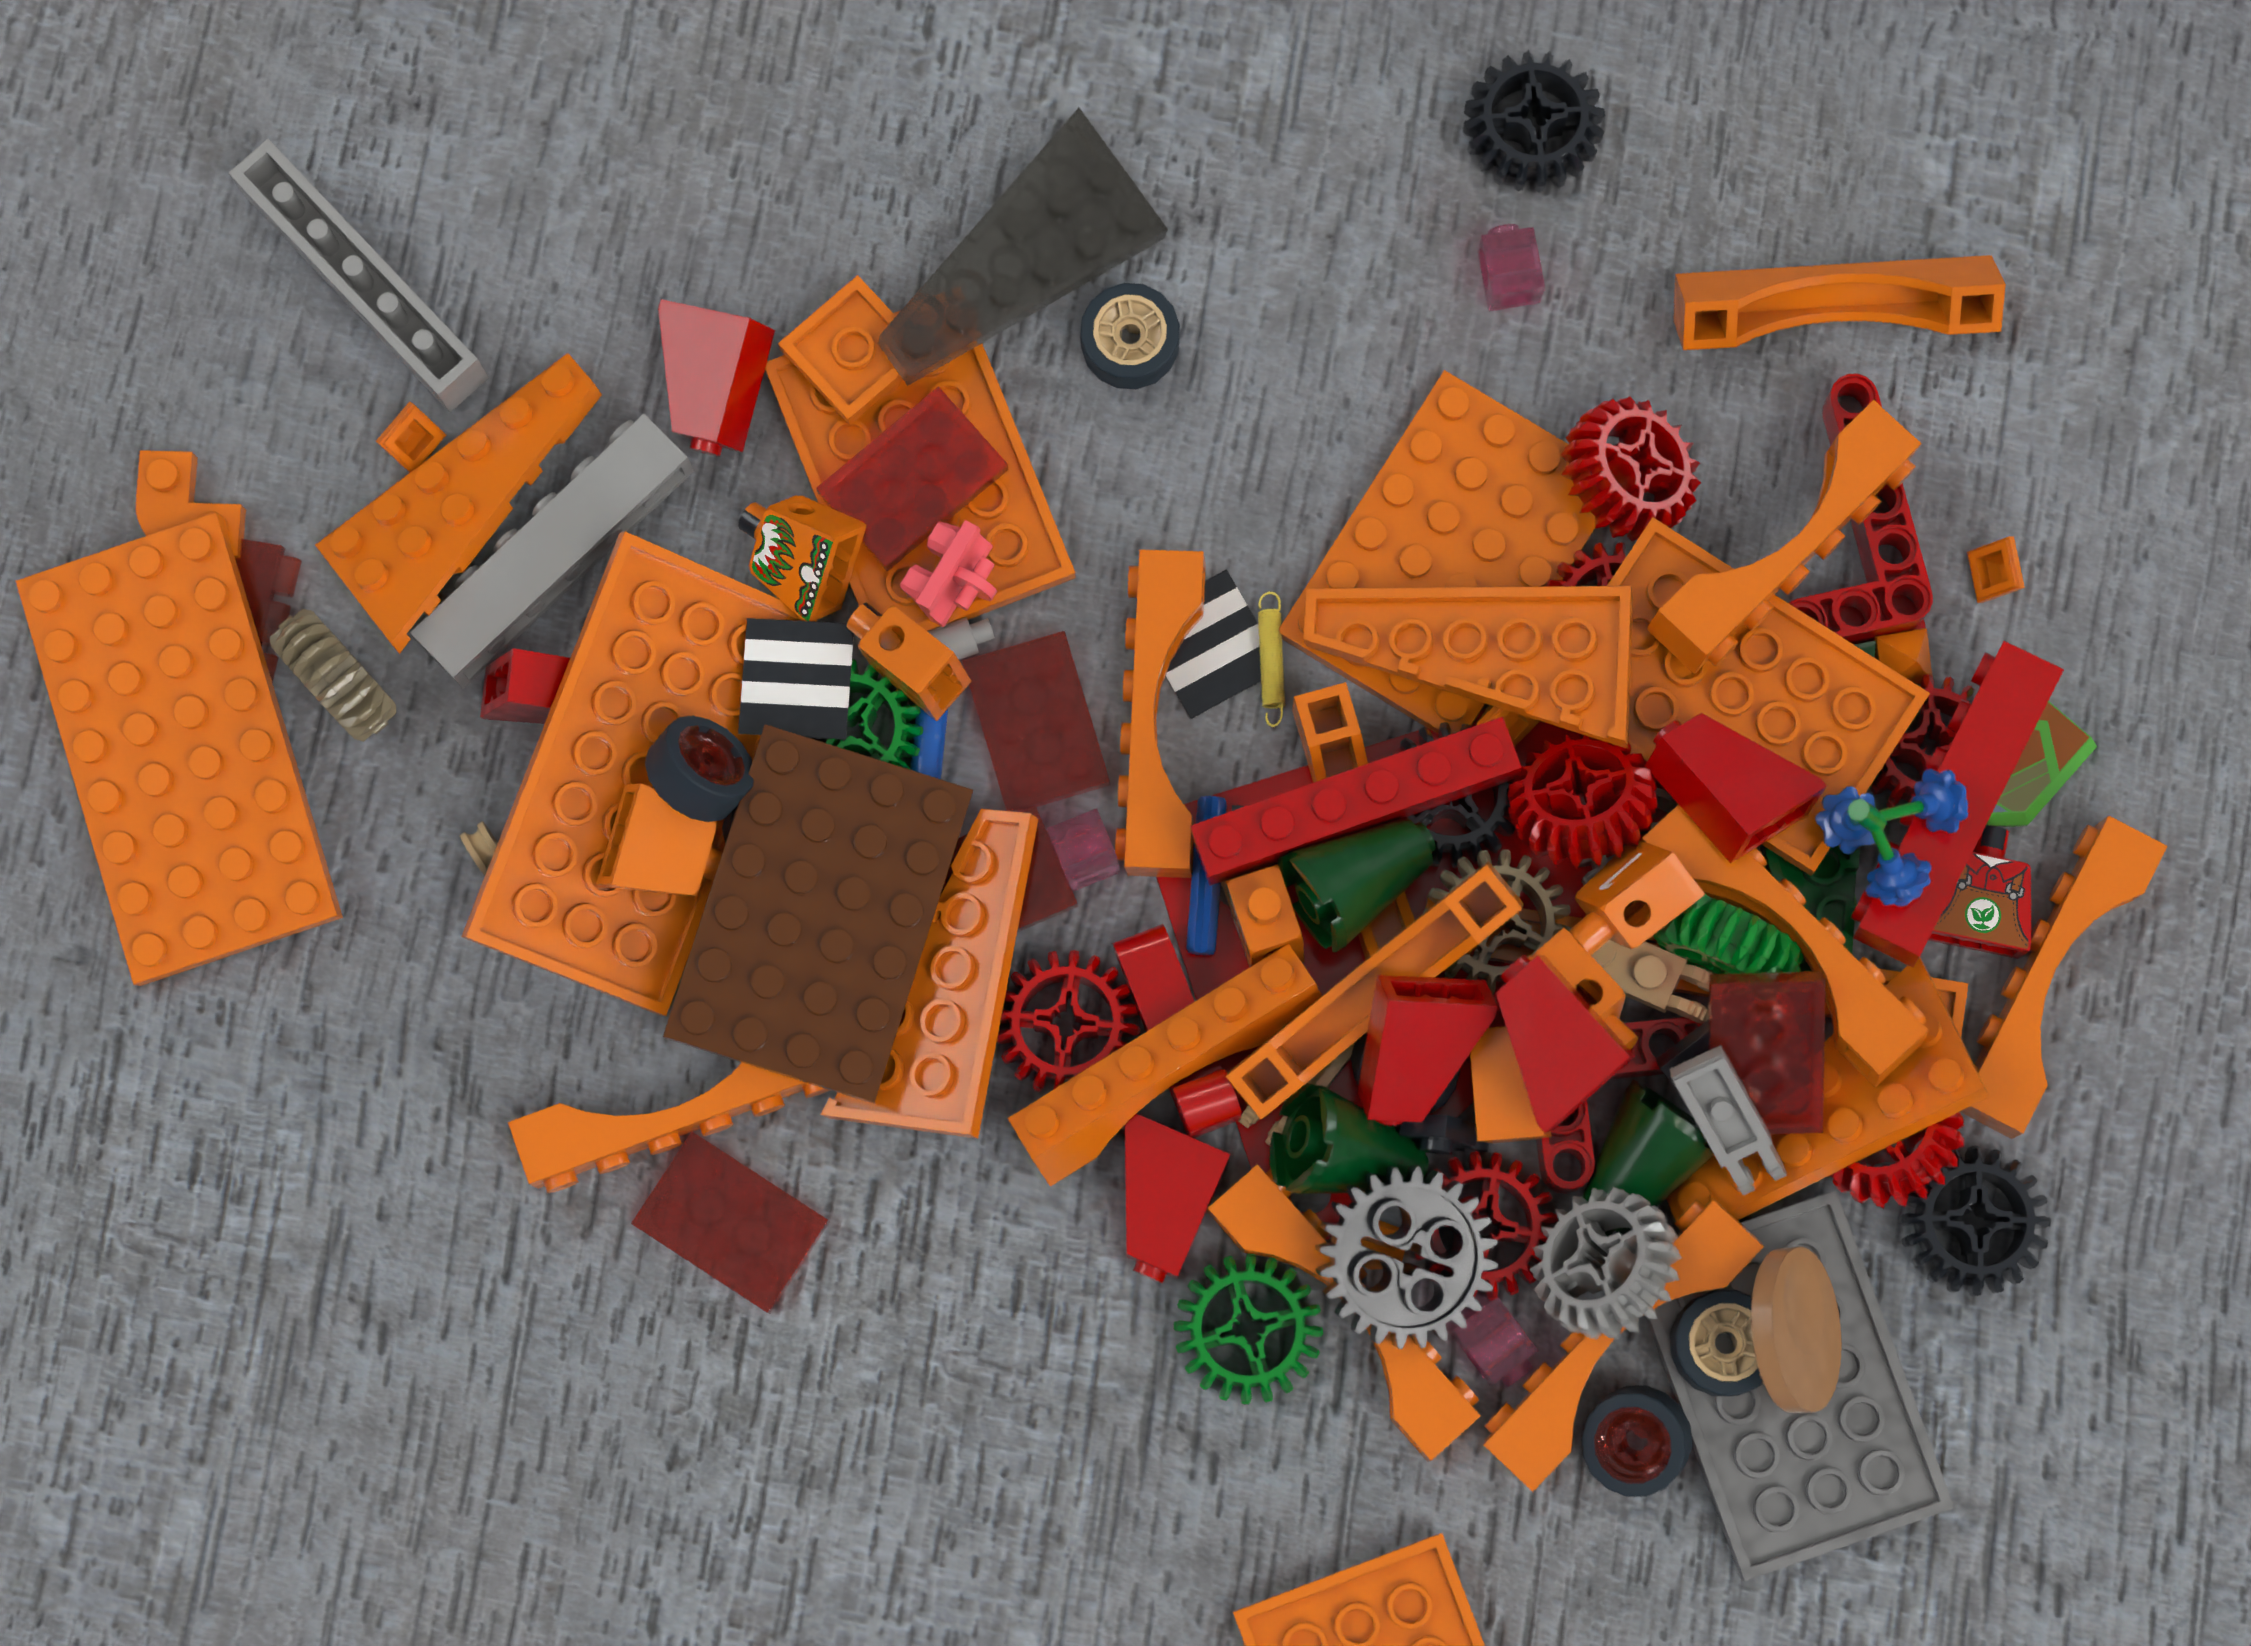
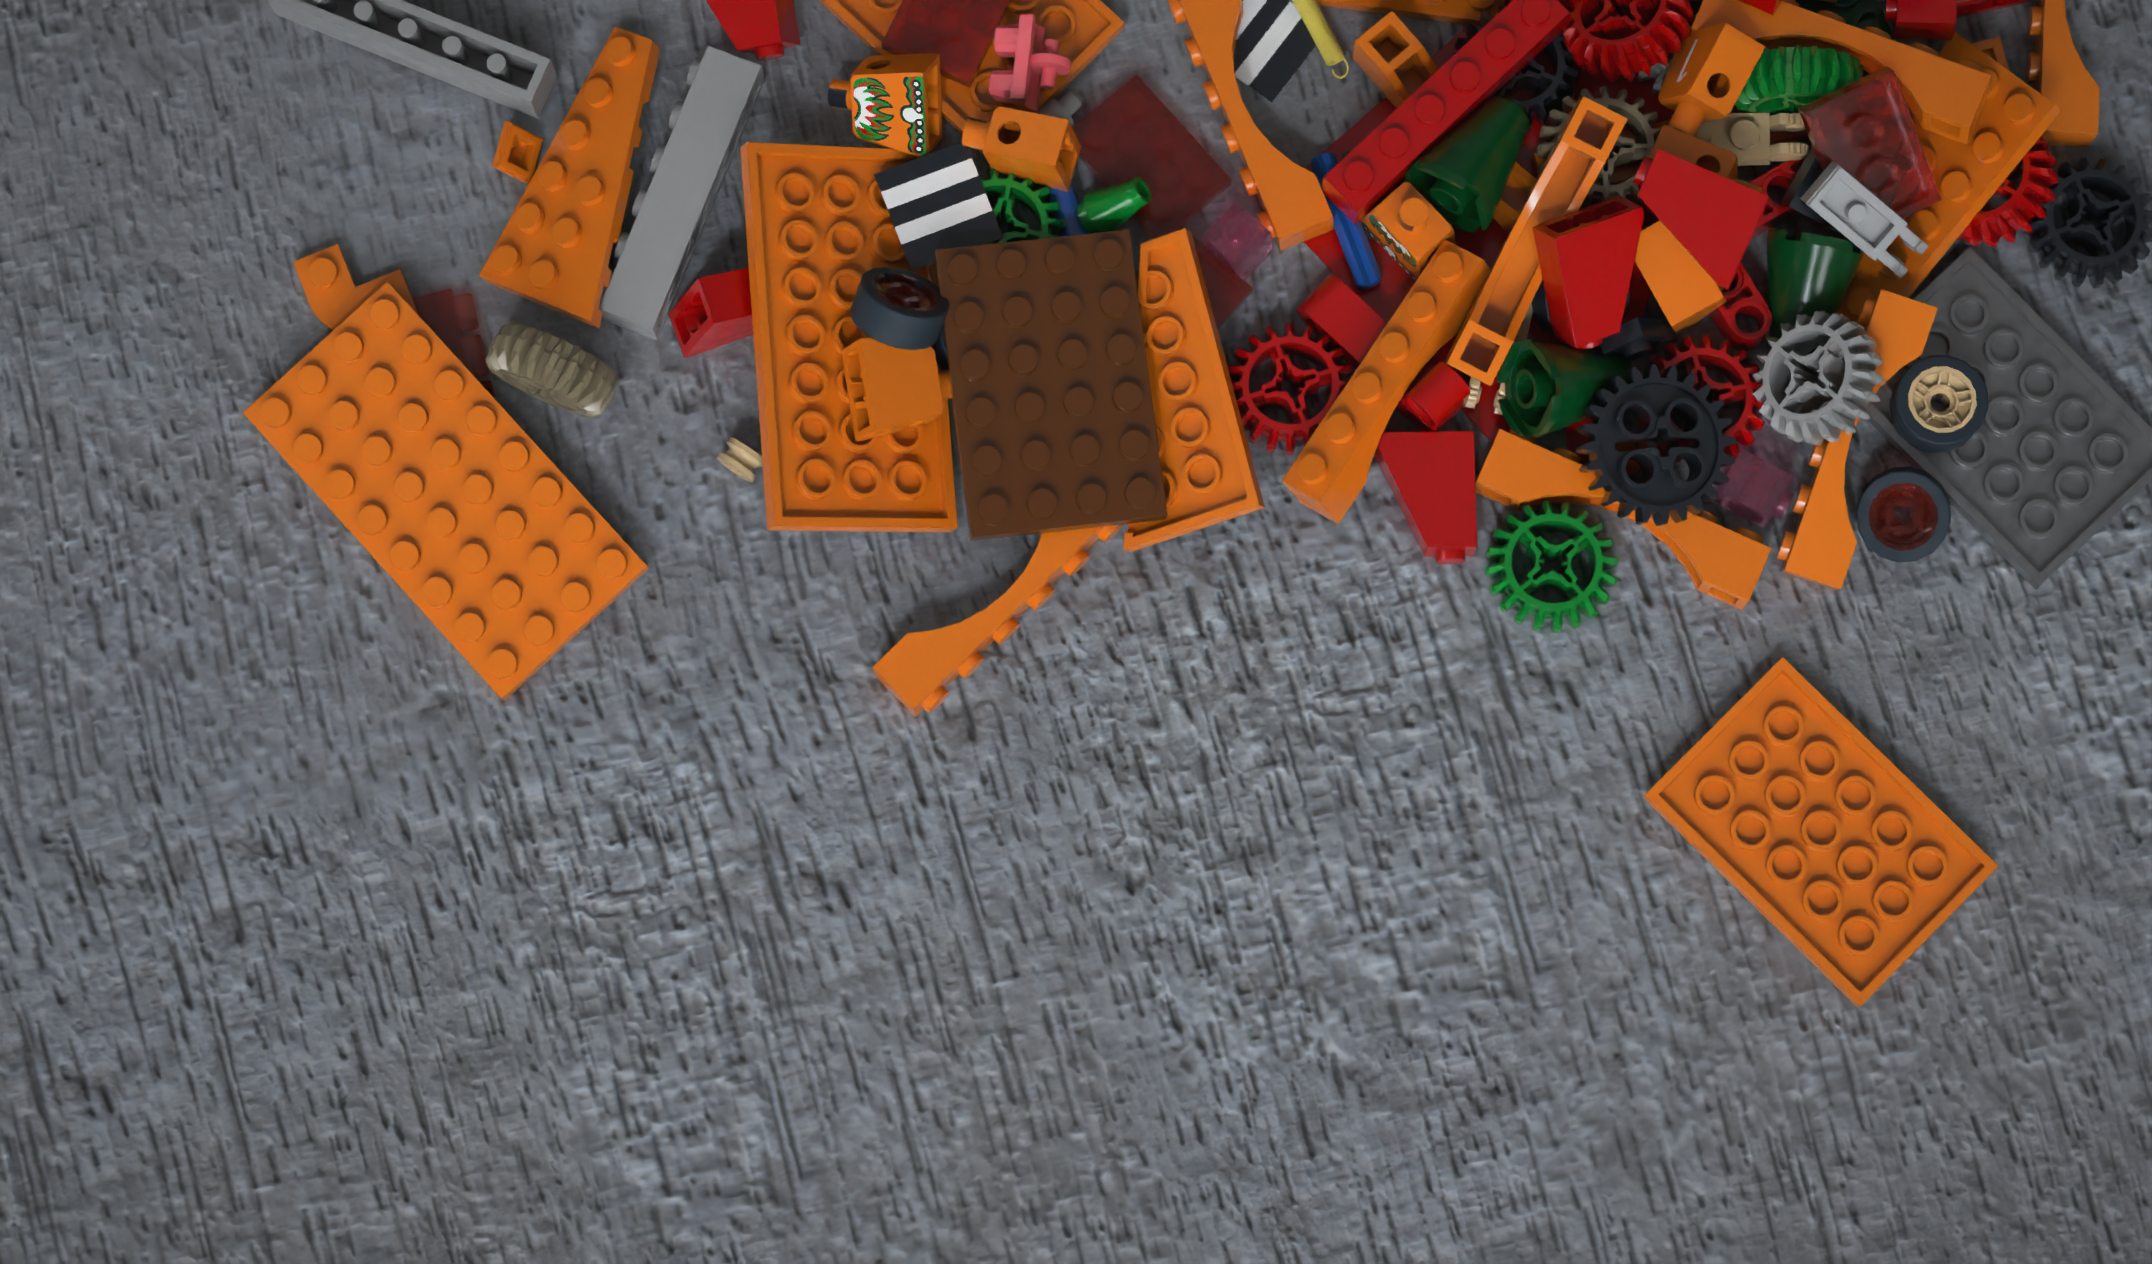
camera: 25 degrees left, 0 degrees up
(730, 1222) = (1088, 671): clear red plate -> none
(971, 756) = (1112, 206): none -> green cone
(1796, 1330) = (1993, 362): medium nougat piece -> none

